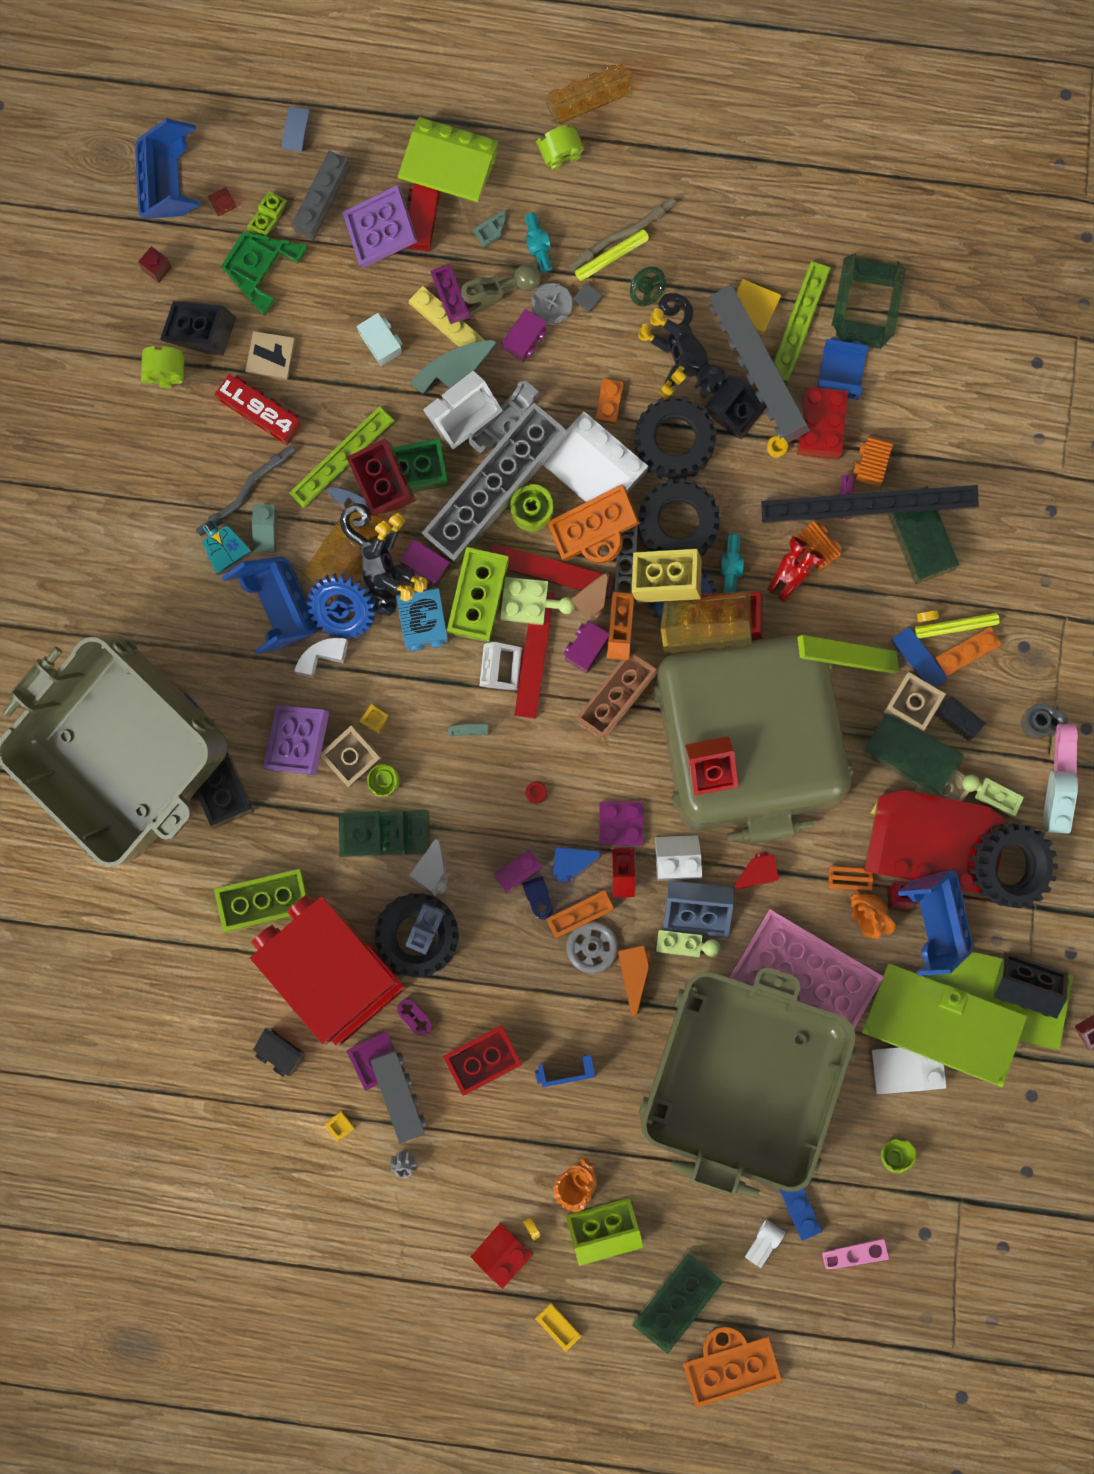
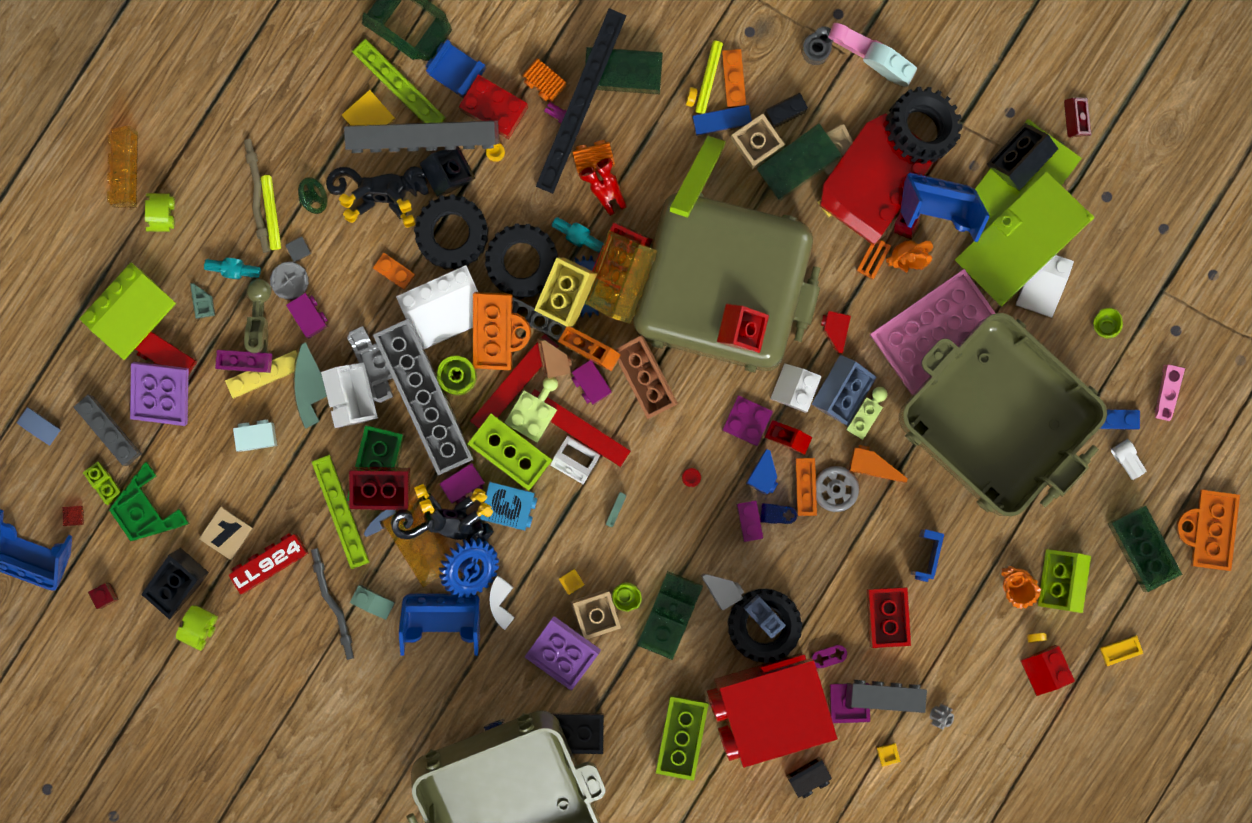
camera: 65 degrees left, 5 degrees up
(223, 547) = (373, 643): teal torso -> none
(993, 794) = (858, 113): yellowish green plate -> none

